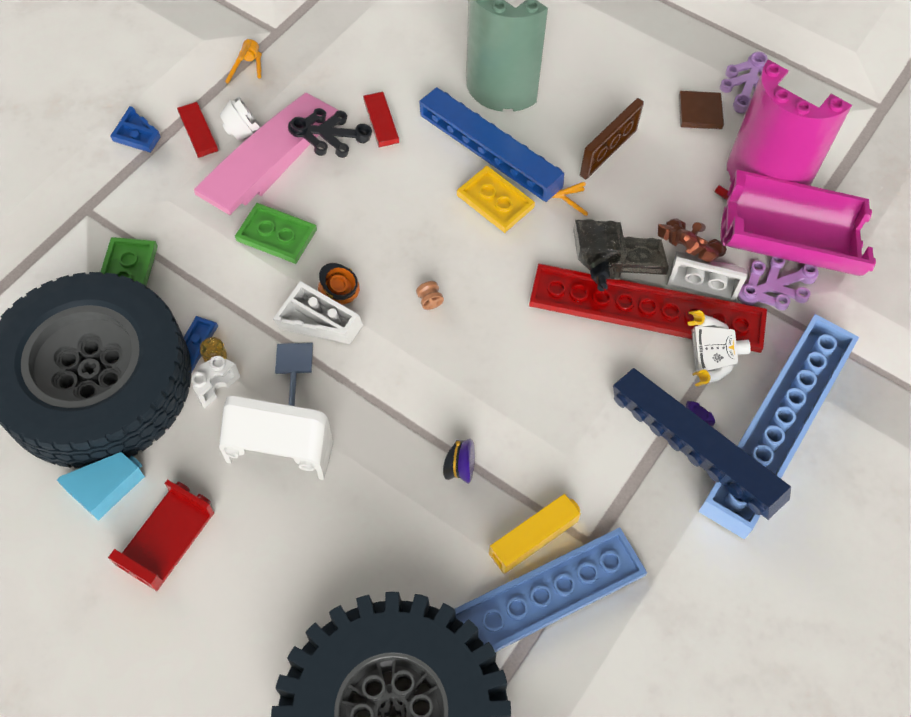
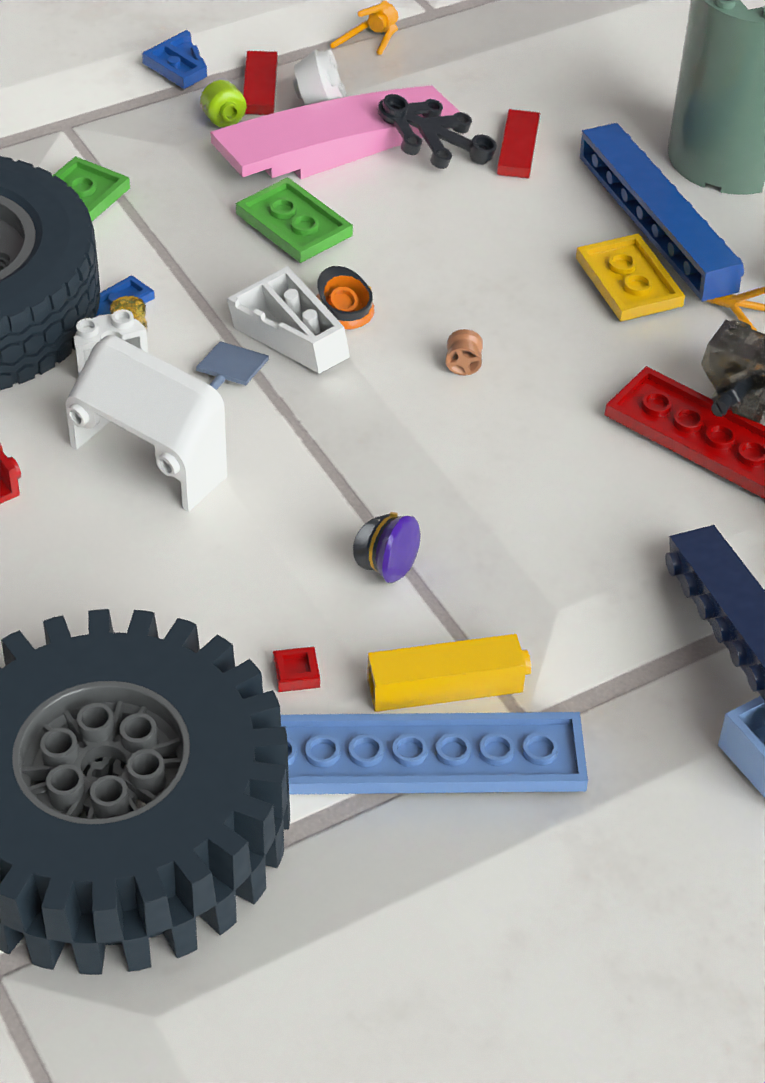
camera: 25 degrees right, 15 degrees down
(185, 158) = (223, 103): none -> lime head
(447, 567) = (296, 669): none -> red tile

